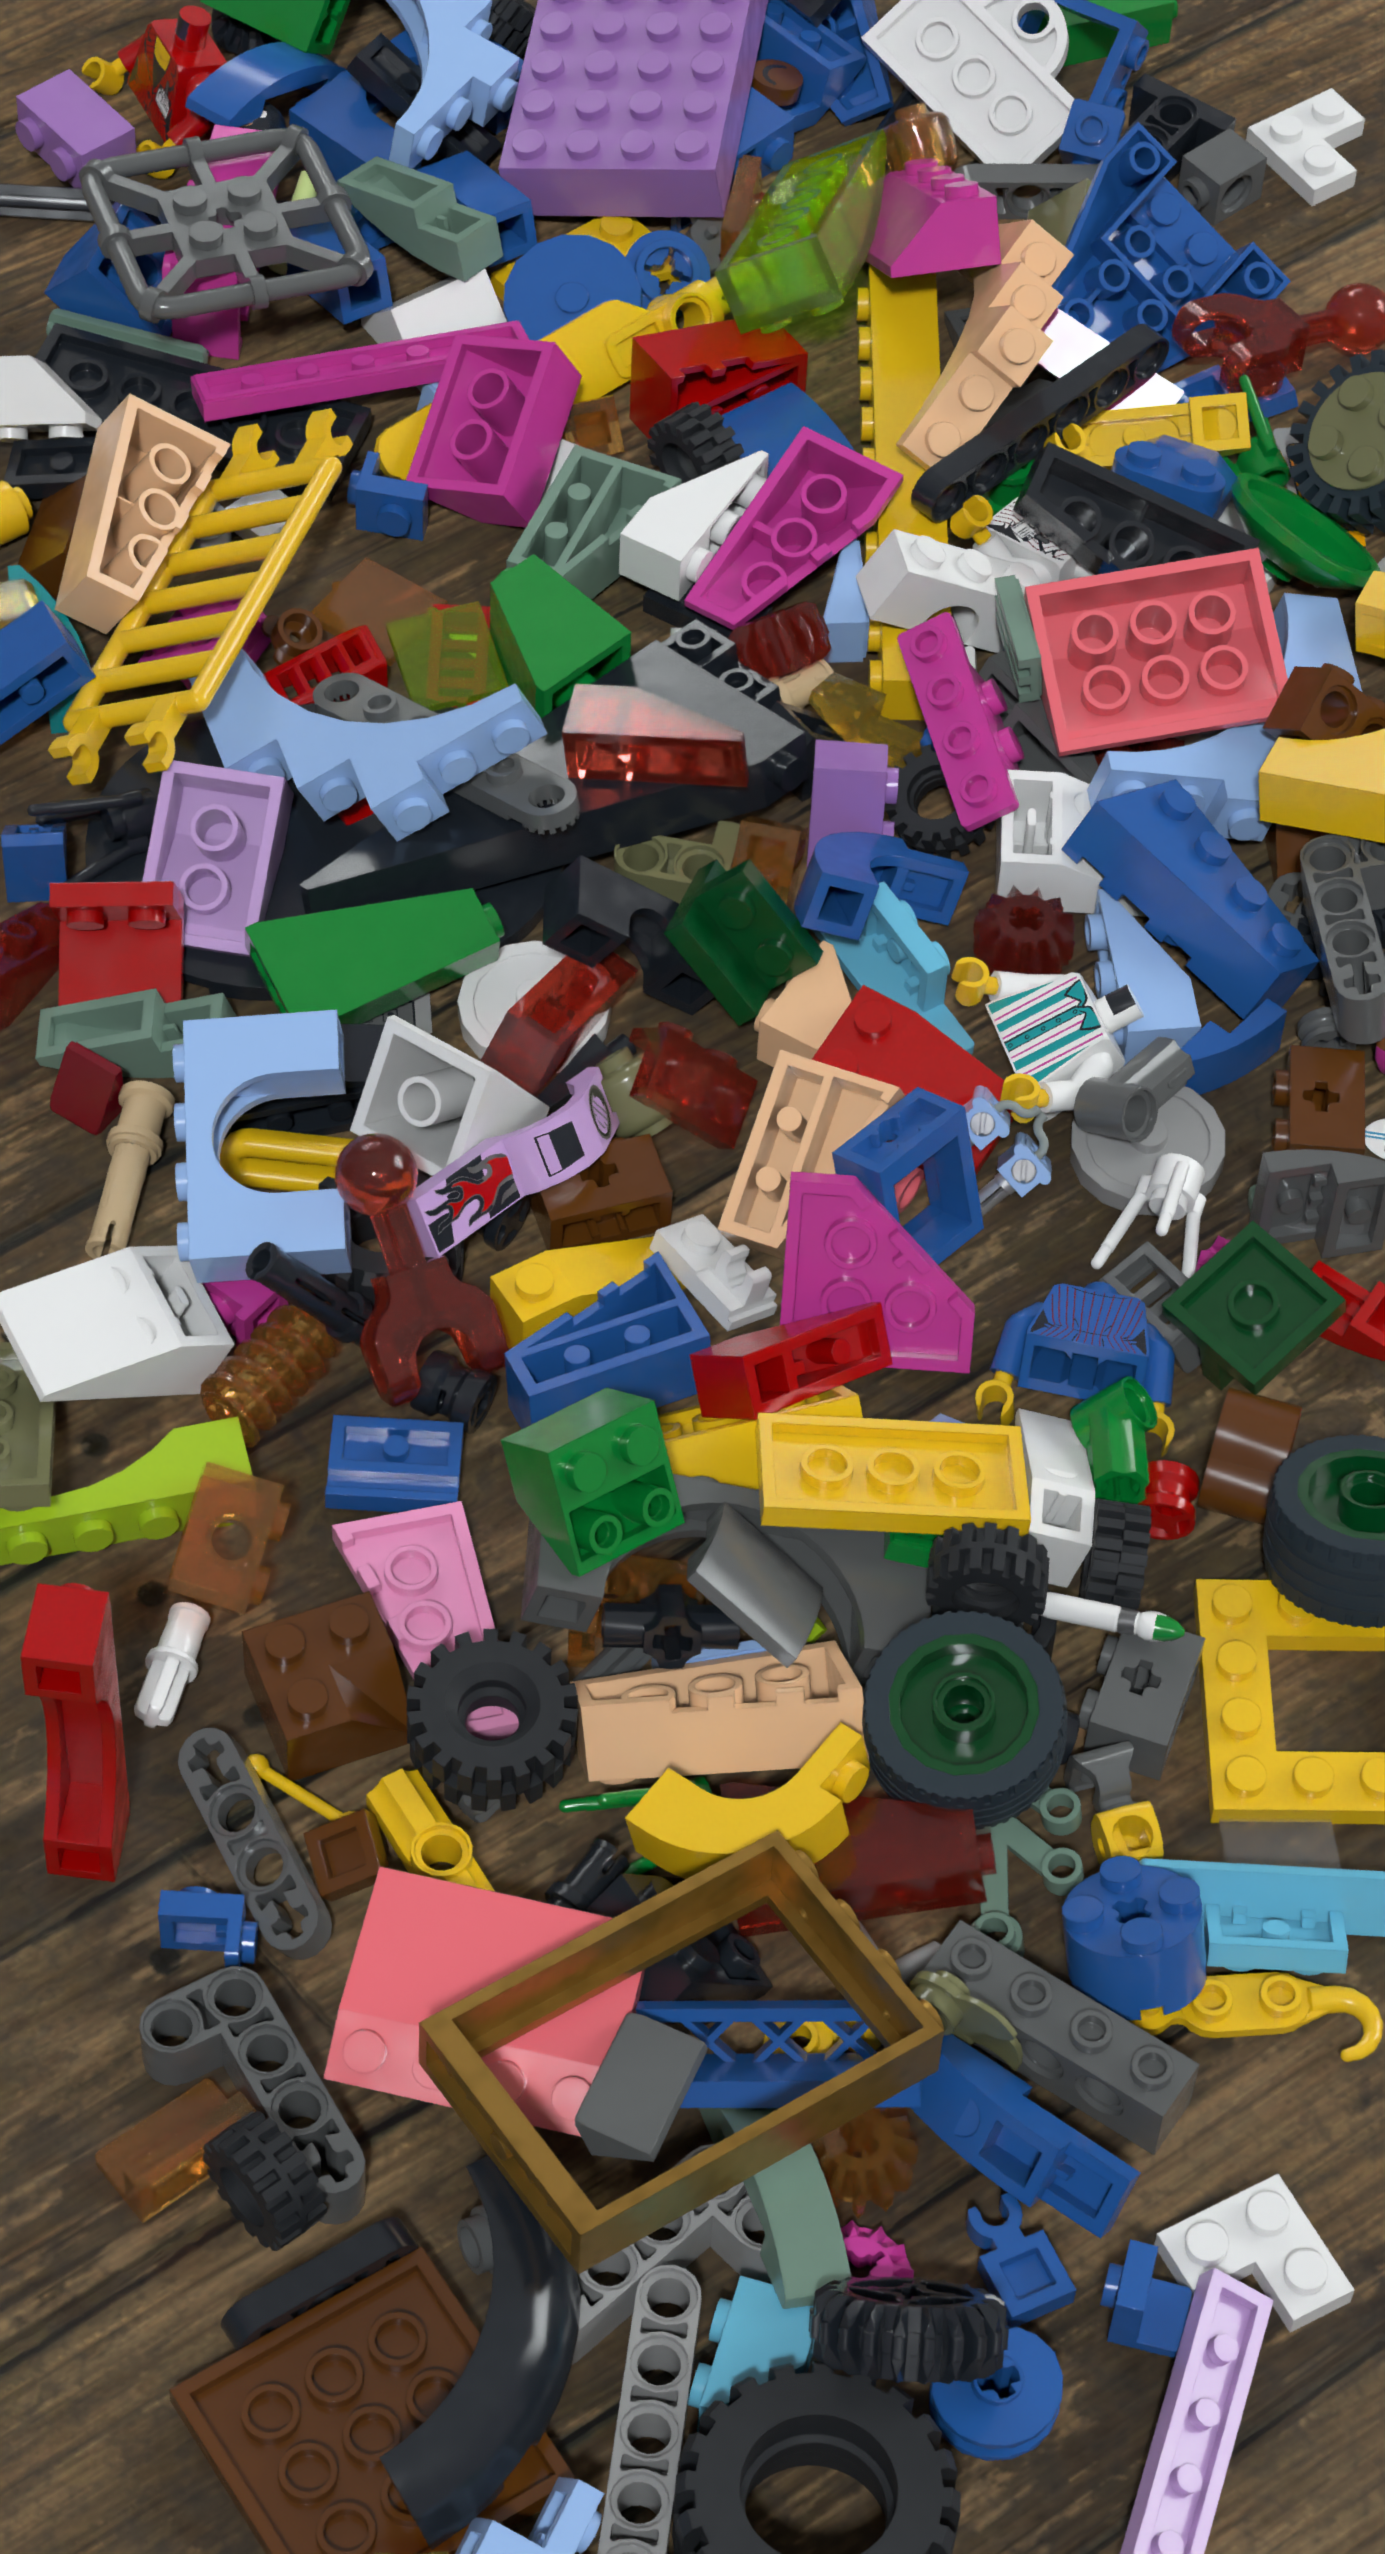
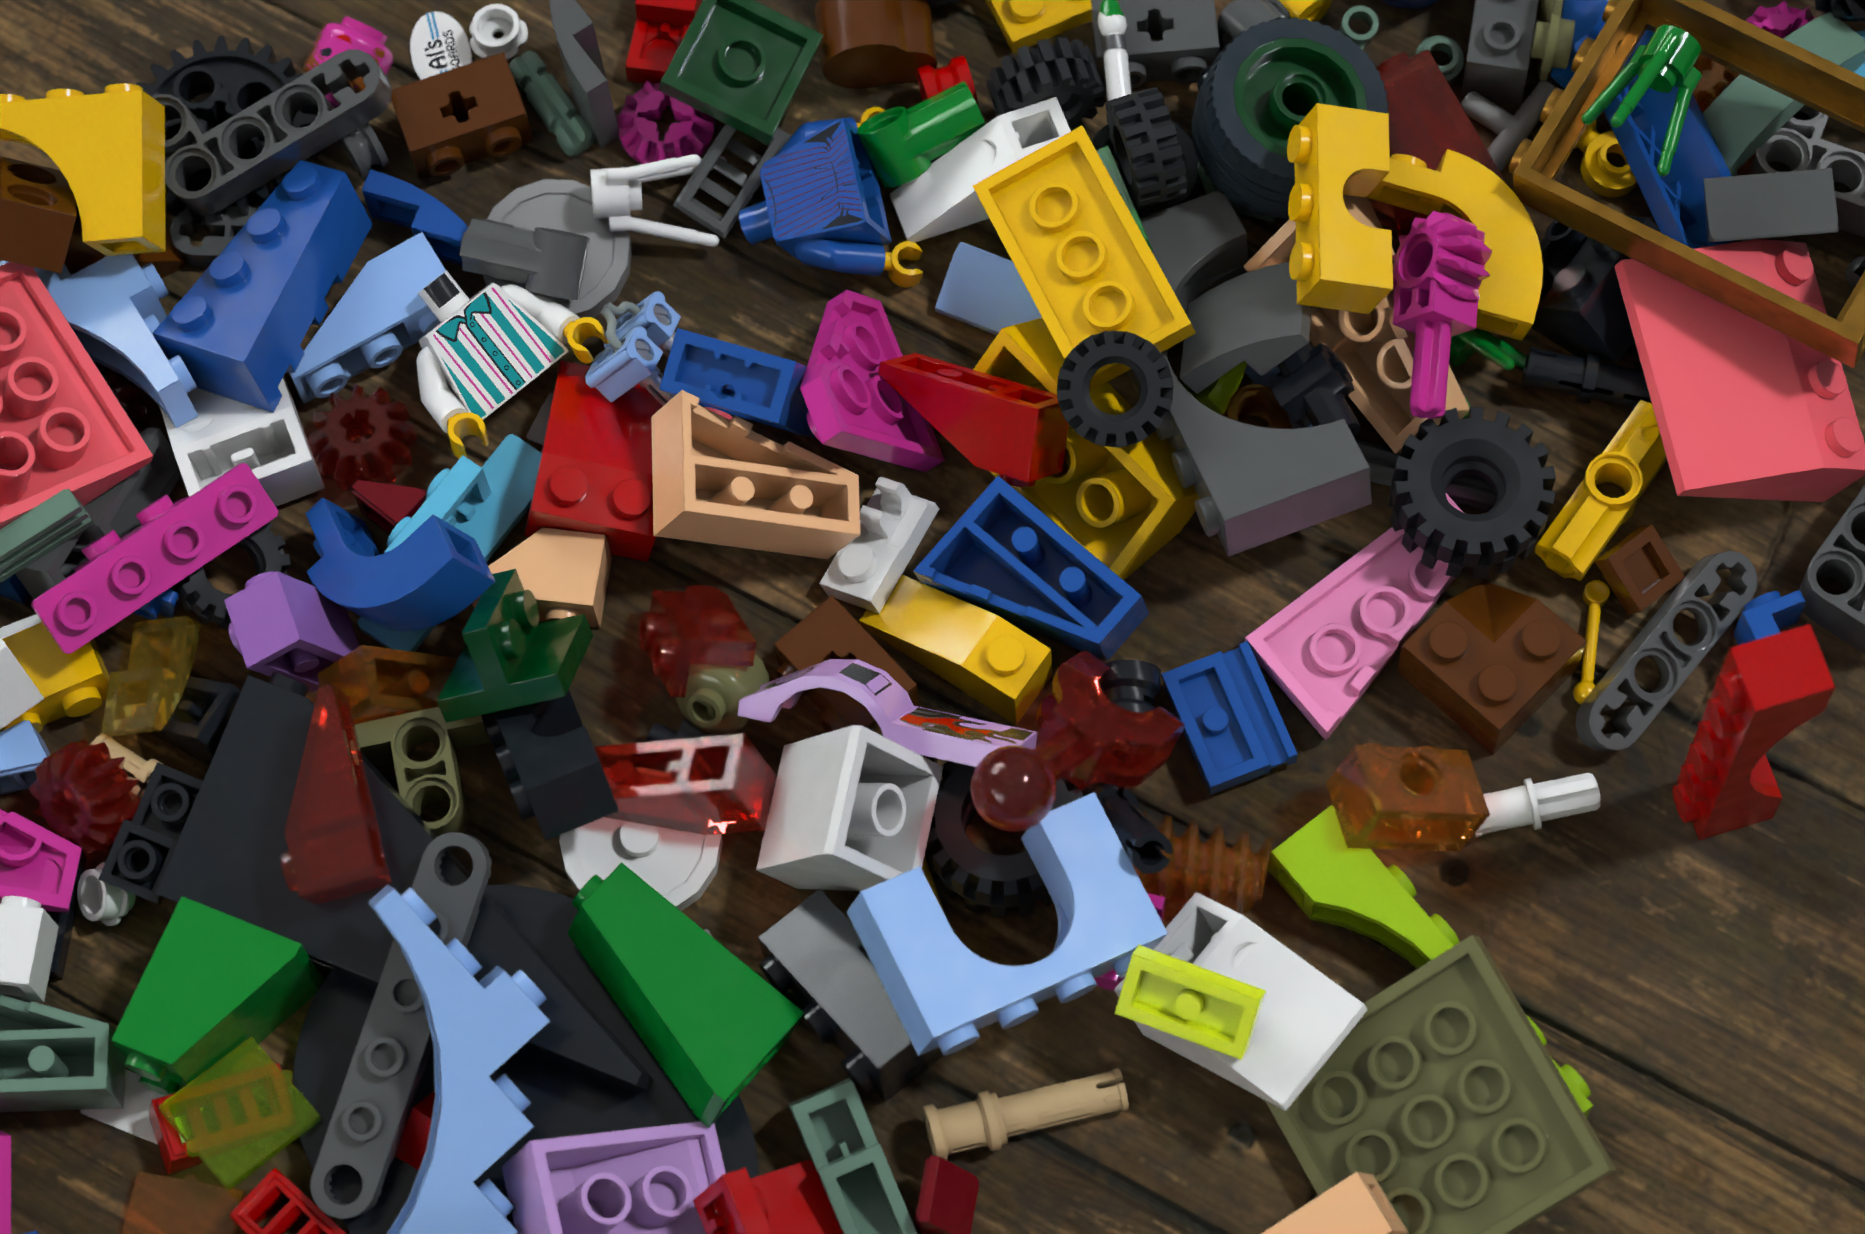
camera: 105 degrees left, 15 degrees up
(131, 1240) = (1190, 1002): none -> neon yellow plate
(595, 1478) = (1247, 455): green slope -> none
(686, 1732) = (1437, 298): none -> dark pink gear
(741, 1444) = (1106, 349): none -> black tyre
(763, 1633) = (1334, 255): none -> yellow arch
(814, 1983) = (1660, 66): none -> green plant
(948, 924) = (387, 503): none -> dark red slope

